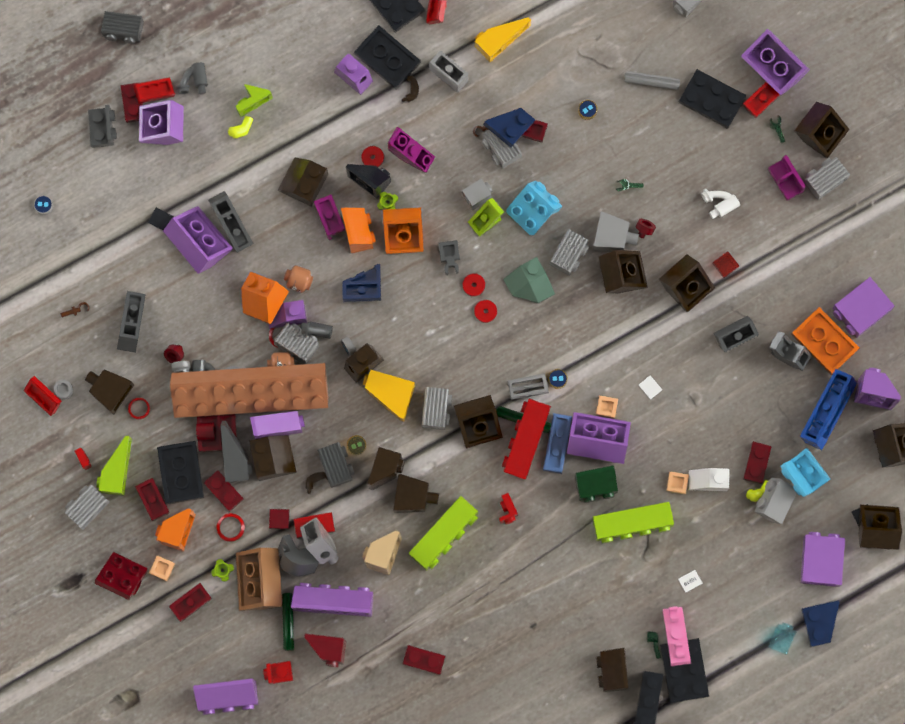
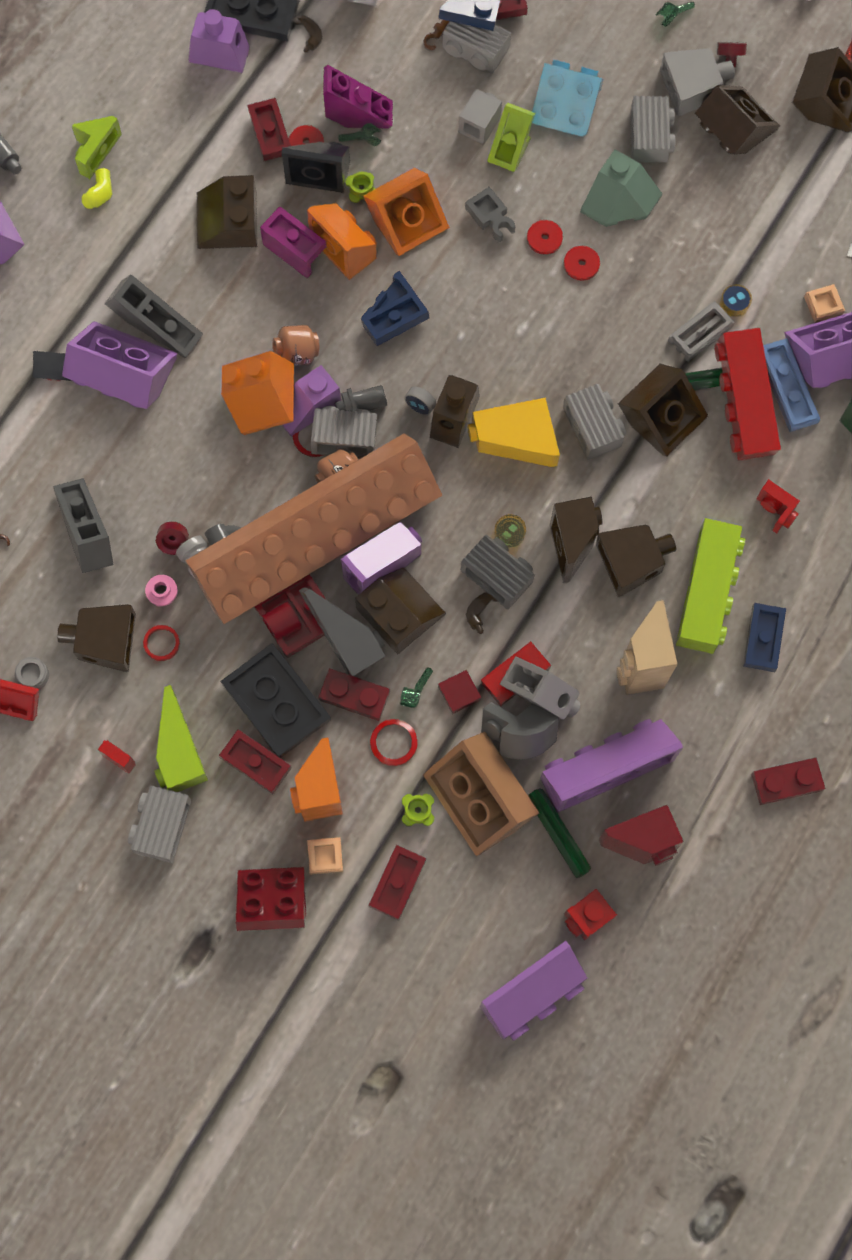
camera: 35 degrees left, 5 degrees down
(155, 385) = (165, 598): none -> bright pink plate
(251, 508) = (411, 697): none -> clear green hand
(354, 140) = (268, 128): none -> dark red plate
(406, 171) = (365, 134): none -> clear green hand
(457, 577) = (764, 637): none -> dark blue plate

